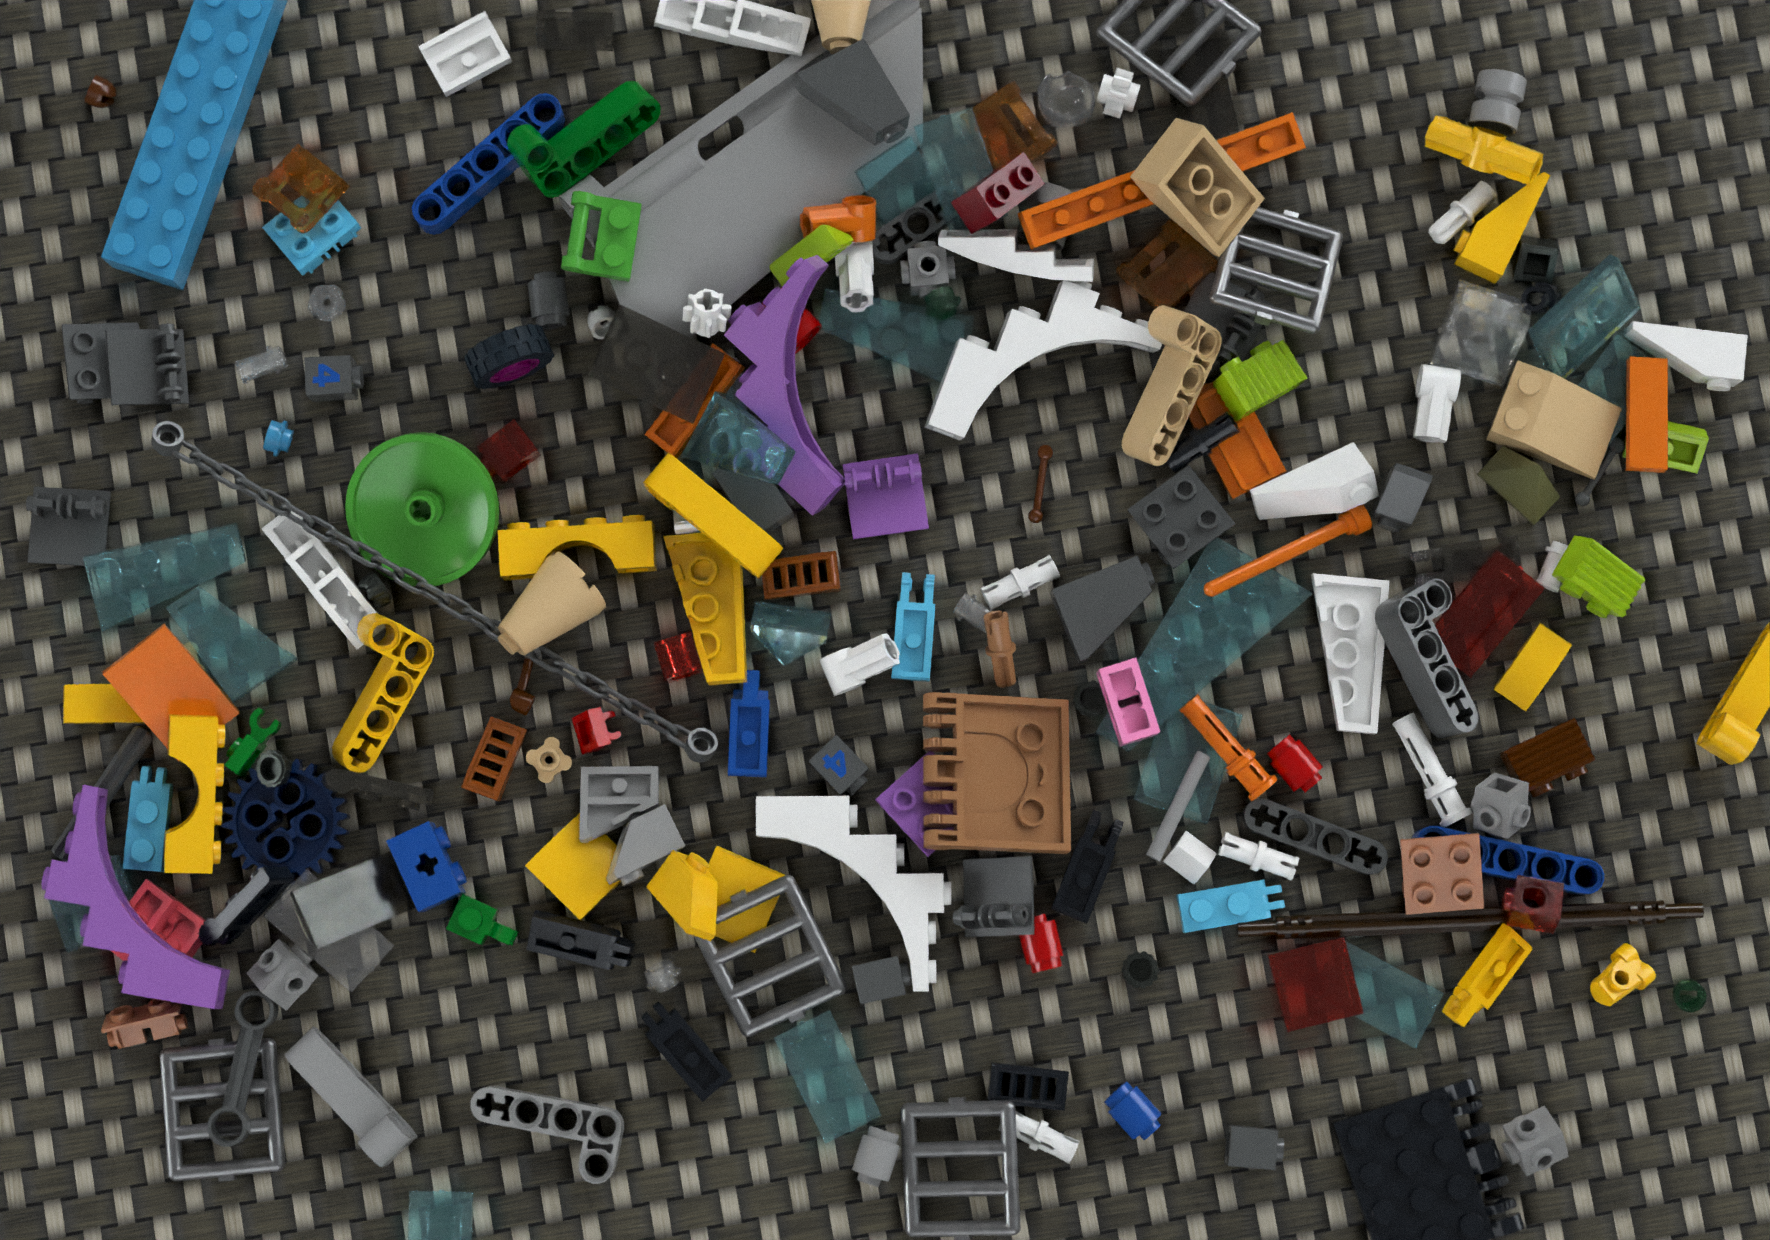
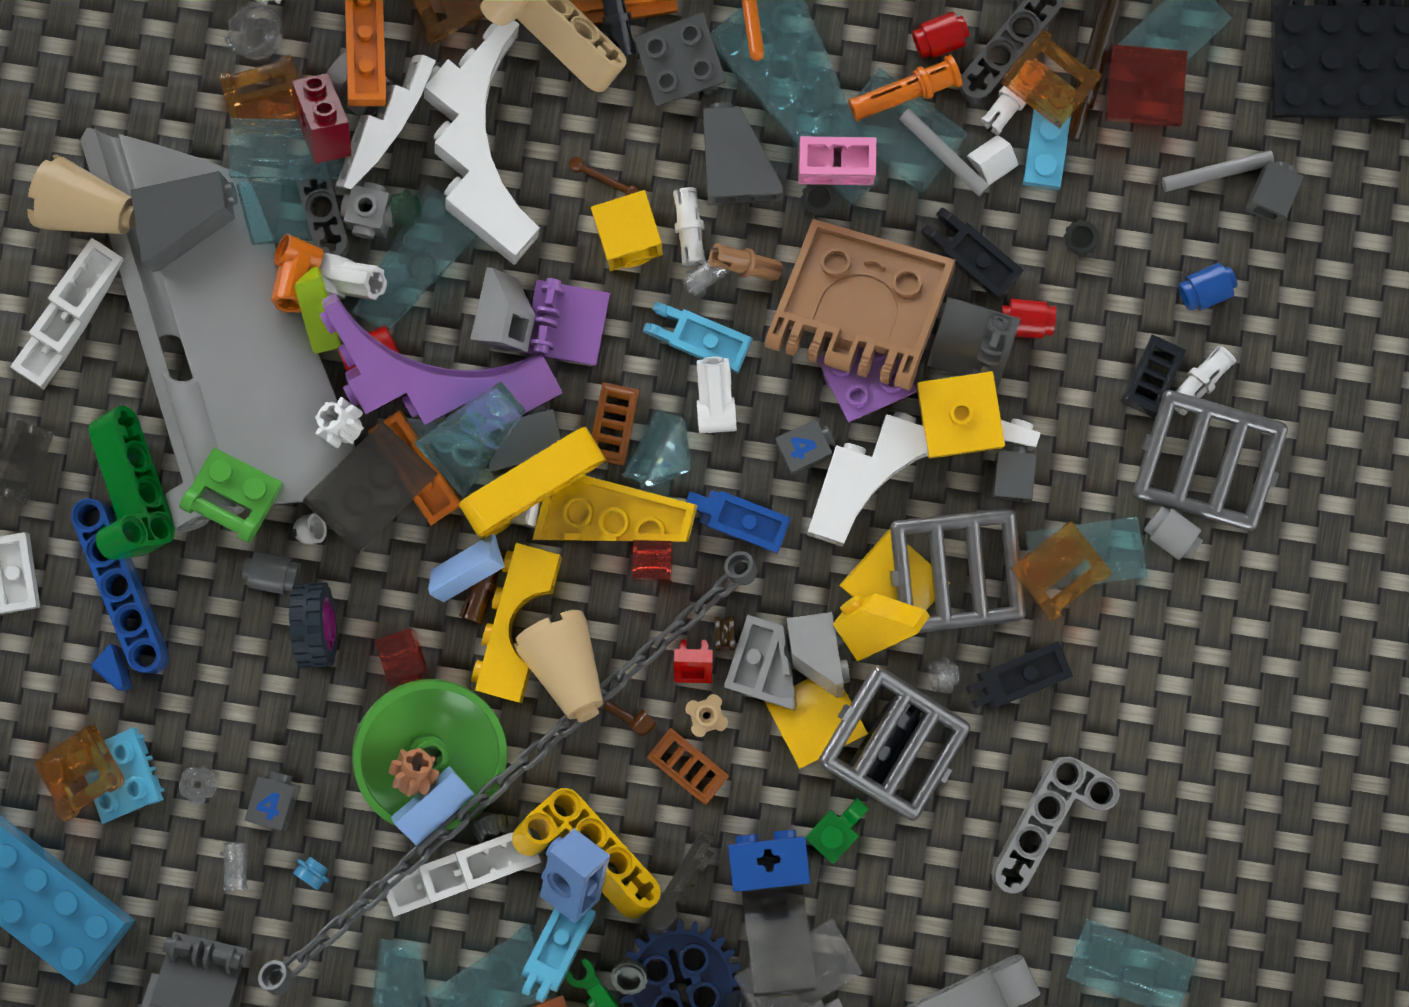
camera: 65 degrees left, 0 degrees up
(280, 691) = (555, 953): none -> medium azure hinge
(352, 683) = (574, 875): none -> medium blue brick
(375, 528) = (426, 813): none -> light blue slope
(388, 498) = (413, 772): none -> nougat gear
(408, 185) = (112, 668): none -> blue slope
(529, 957) = (857, 774): none -> flat silver bar
(604, 503) = (479, 597): none -> reddish brown pin
(612, 482) = (465, 569): none -> light blue slope
(633, 750) = (724, 633): none -> dark brown bush
(808, 1046) = (1052, 562): none -> clear orange plate
(872, 432) = (503, 314): none -> light grey slope
(918, 906) = (960, 415): none -> yellow plate
(991, 523) = (627, 231): none -> yellow head
(1256, 1084) = (1217, 171): none -> light grey bar
(1275, 882) = (1043, 87): none -> clear orange plate

